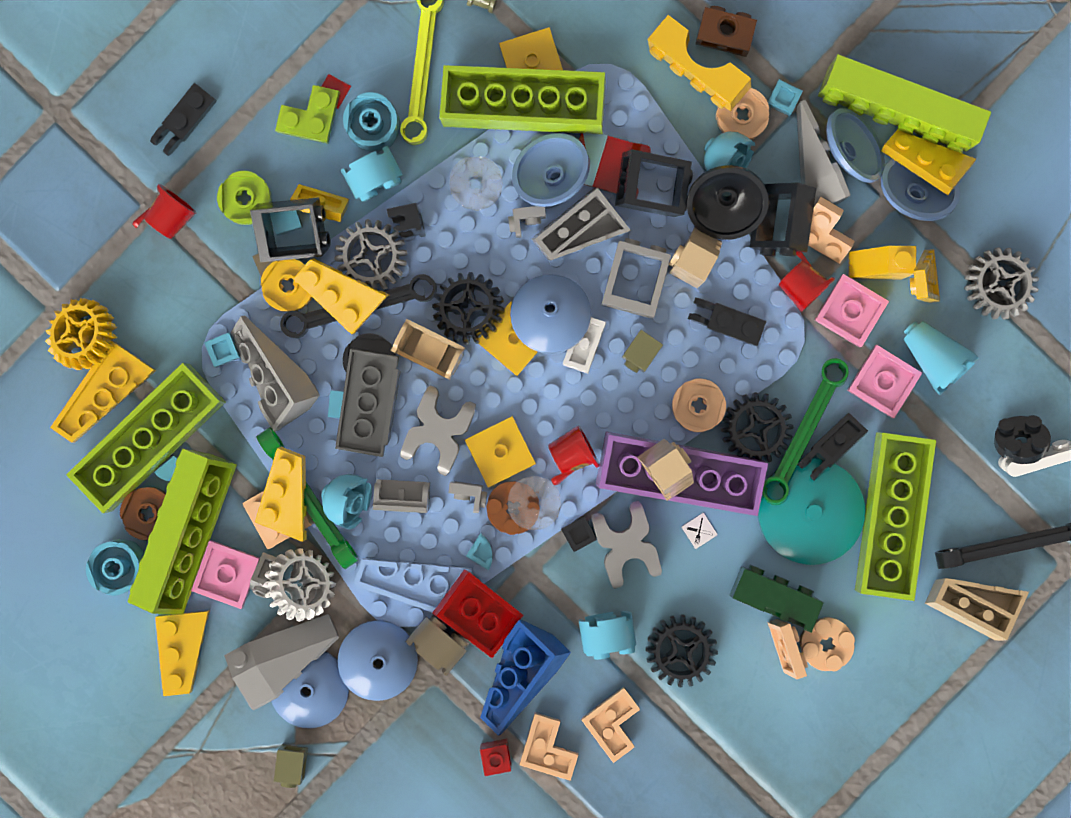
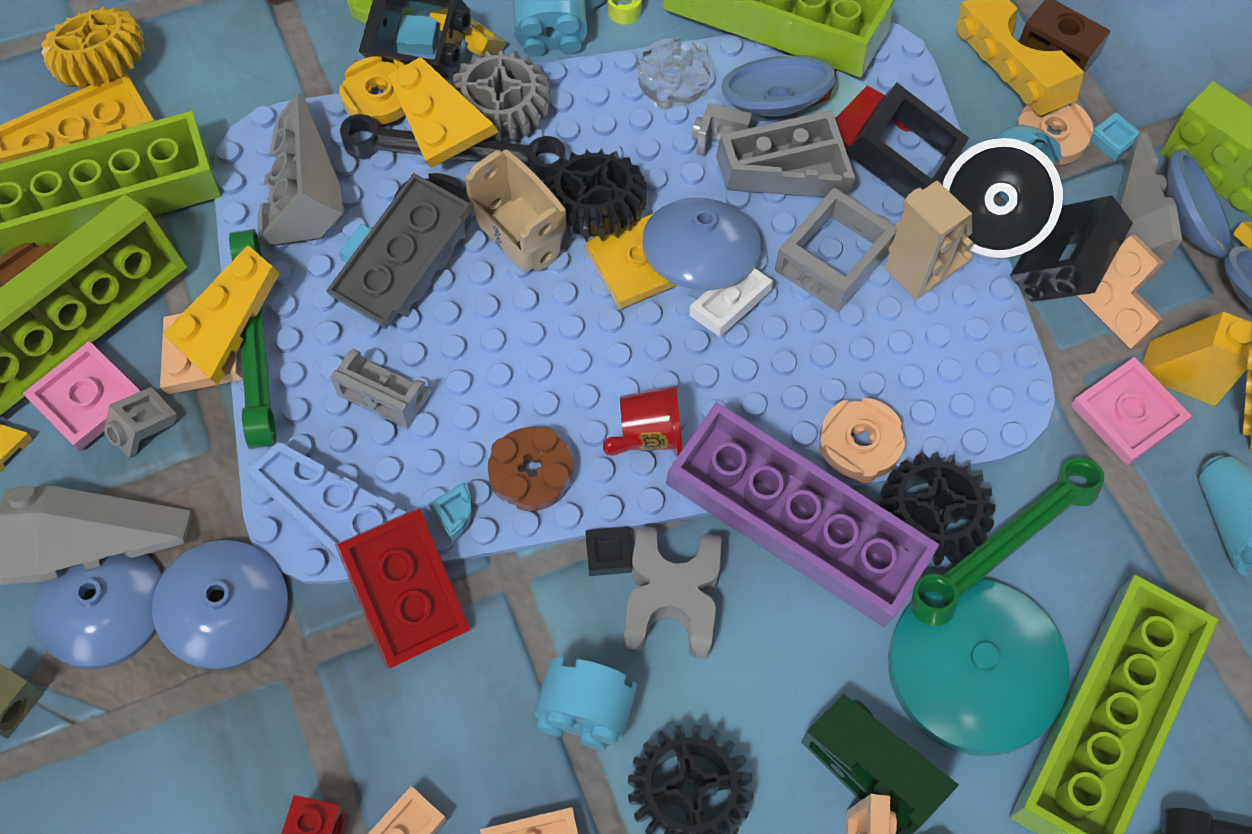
camera: 25 degrees right, 25 degrees down
(222, 350) = (252, 131): medium azure tile -> none
(301, 564) = (146, 420): white gear -> none
(345, 499) = (303, 354): medium azure cylinder -> none
(409, 218) = (567, 64): black hinge -> none
(436, 645) = (318, 607): dark tan brick -> none
(438, 430) = (476, 325): light grey piece -> none
(464, 490) = (476, 413): light grey bracket -> none
(500, 451) = (548, 389): yellow plate -> none
(526, 666) = (436, 708): blue wedge -> none
(549, 503) = (558, 486): clear plate -> none
(641, 352) = (807, 336): olive brick -> none
(668, 468) = (787, 462): tan wedge -> none
(699, 530) = (792, 625): white sticker -> none
(730, 322) = (945, 352): black hinge -> none
(804, 283) = (1075, 347): red hat -> none
(834, 444) = (1046, 576): black hinge -> none
(884, 381) = (1153, 523): bright pink plate -> none

